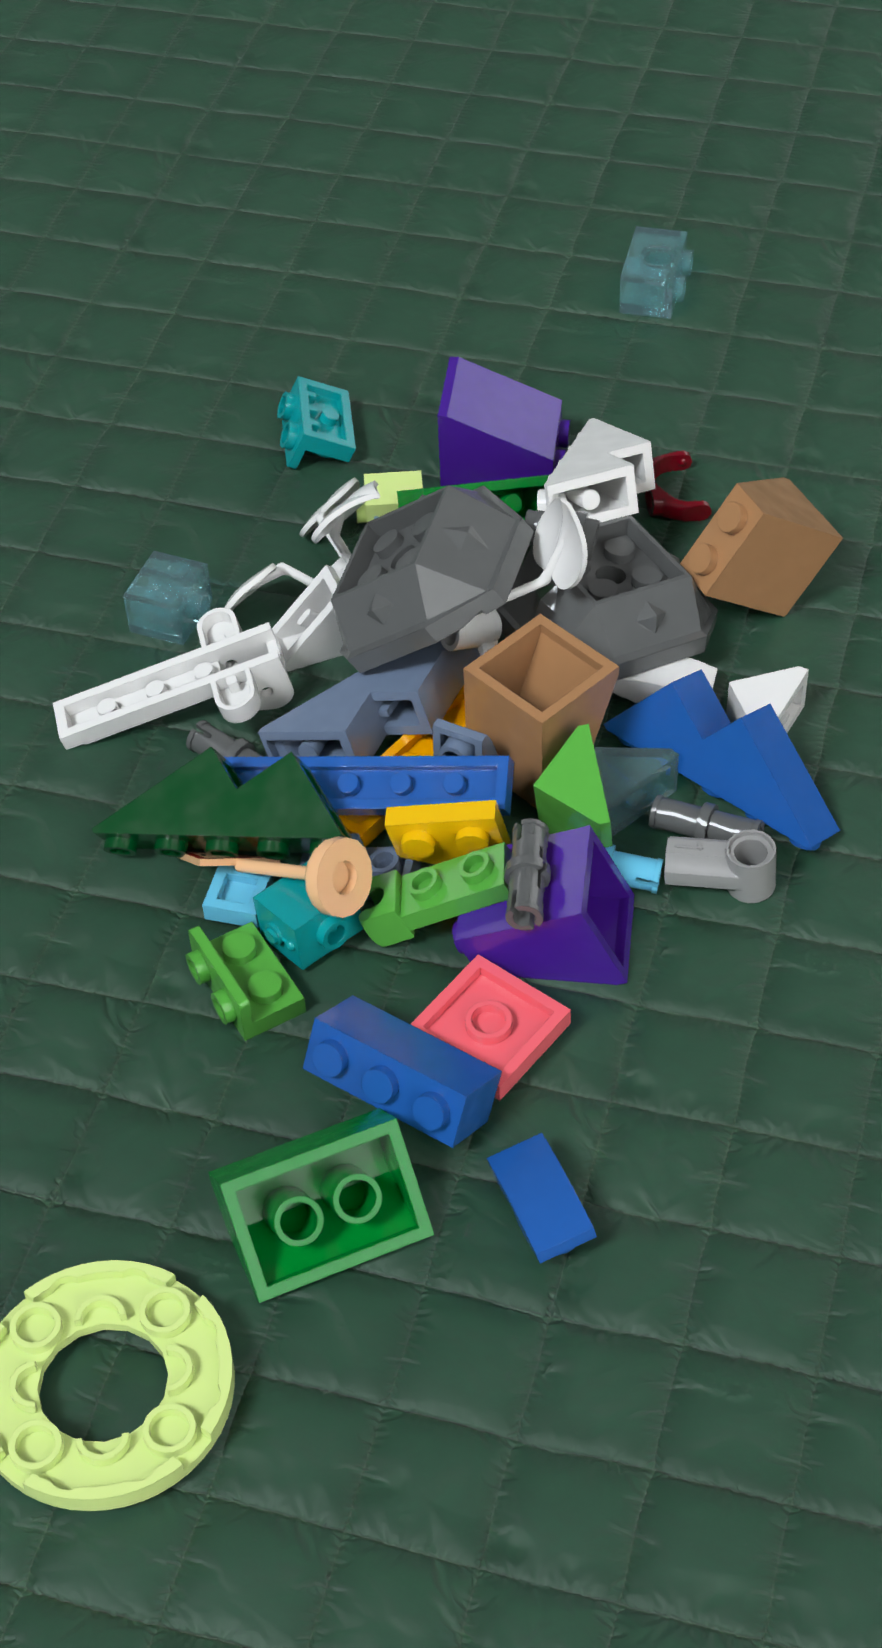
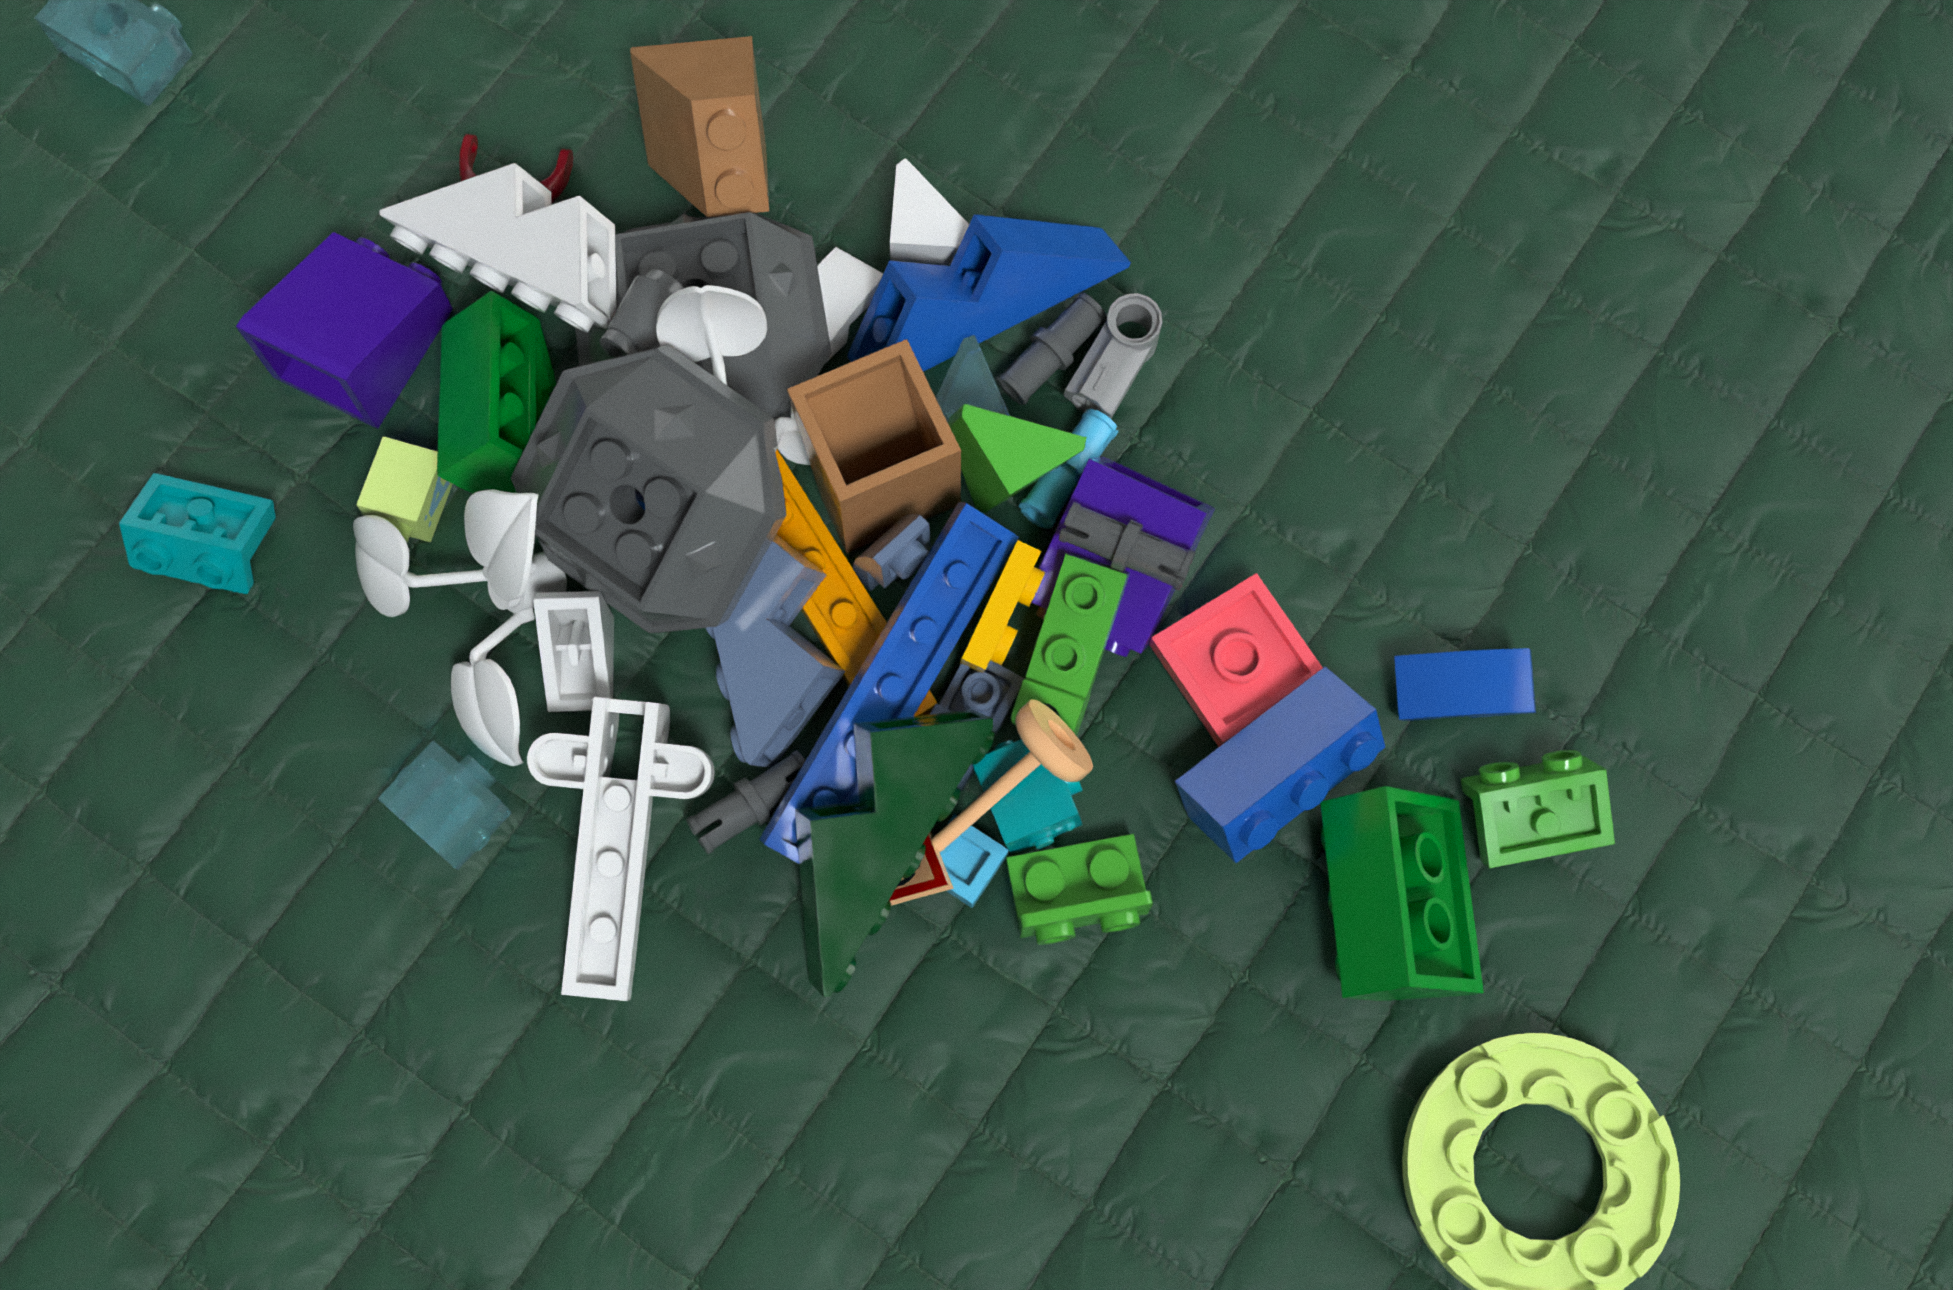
camera: 75 degrees left, 25 degrees up
(446, 1289) = (1540, 808): none -> bright green bracket

